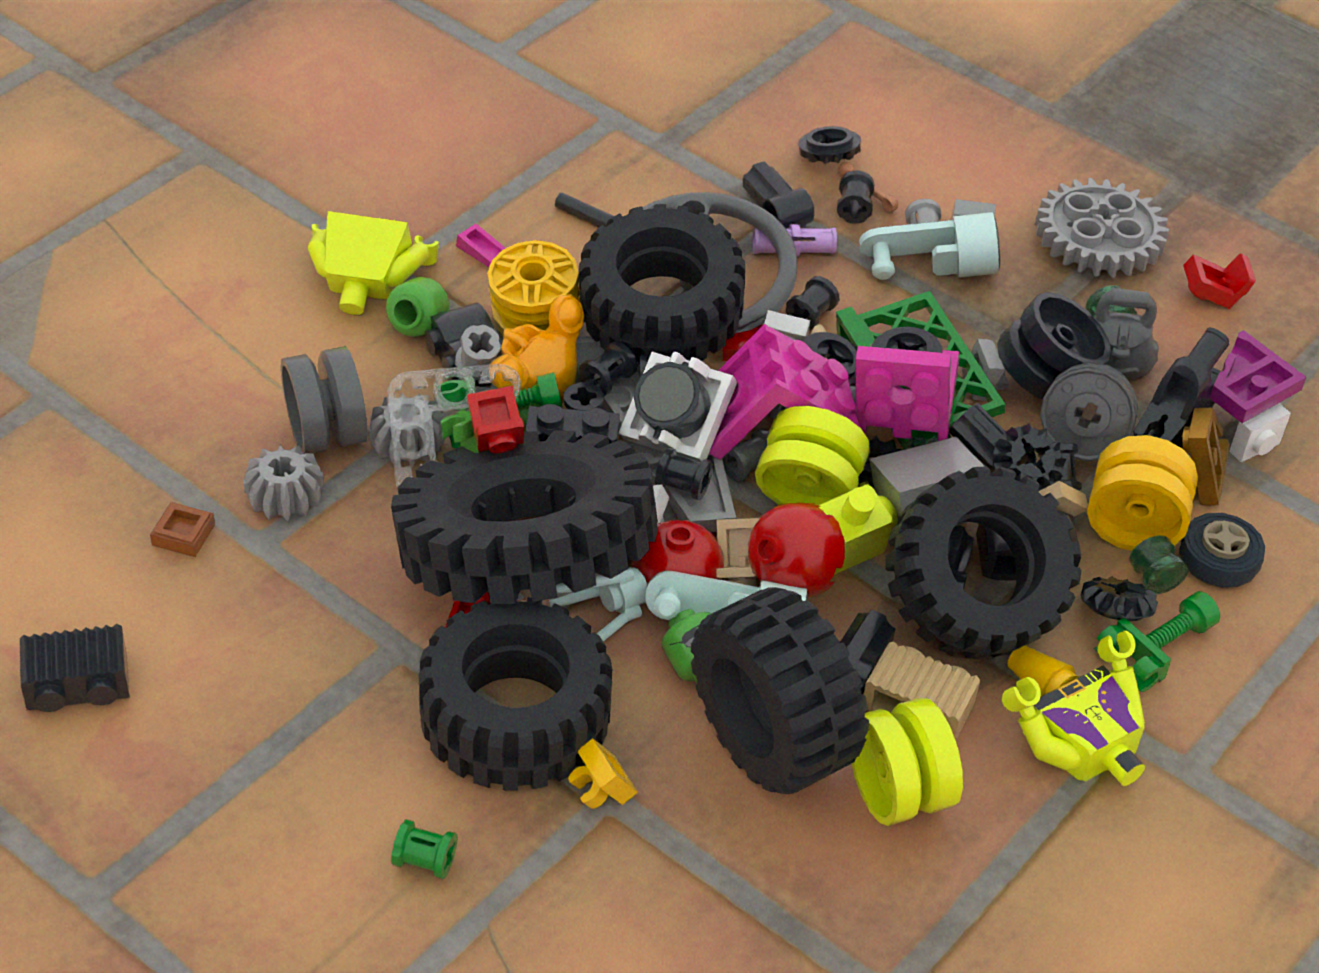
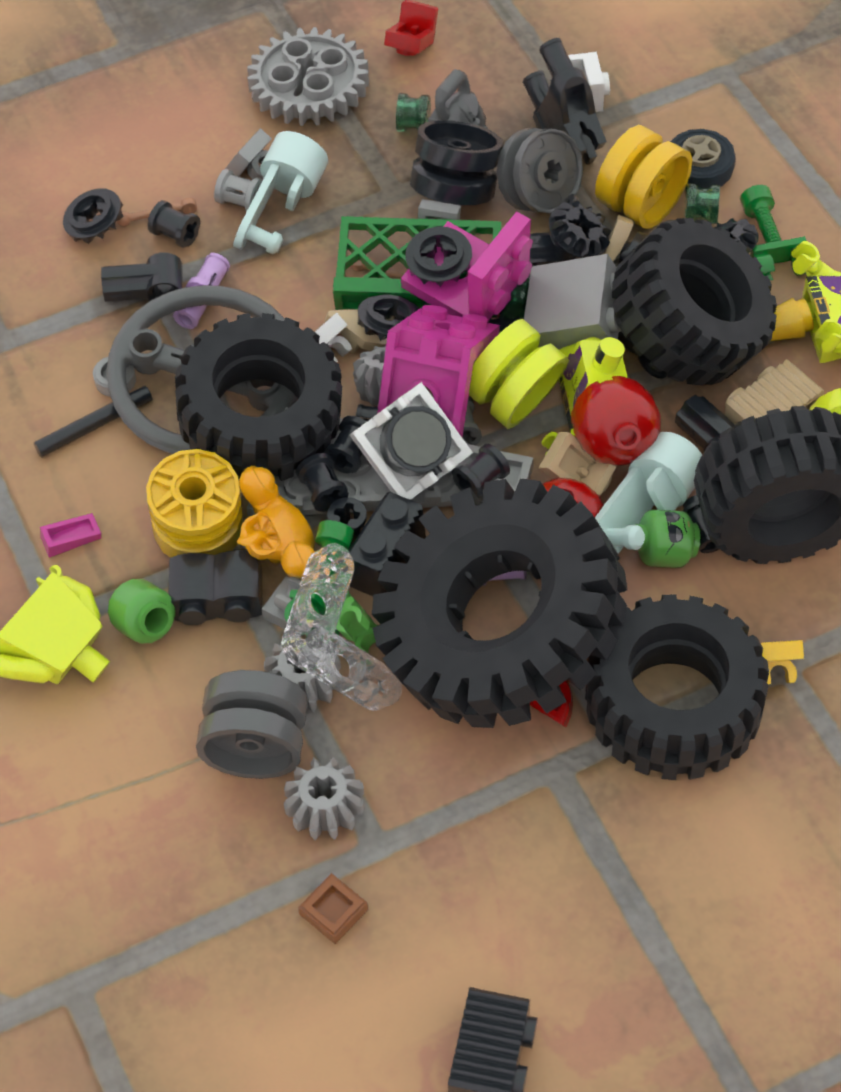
camera: 60 degrees left, 10 degrees up
(424, 849) = (809, 796): green bush -> none
(478, 347) = (263, 582): light grey bush -> none
(495, 420) = (380, 582): red bracket -> none
(818, 297) = (294, 304): black bush -> none
(1207, 453) = (614, 115): pearl gold wing -> none
(1254, 379) = (574, 41): magenta wing -> none

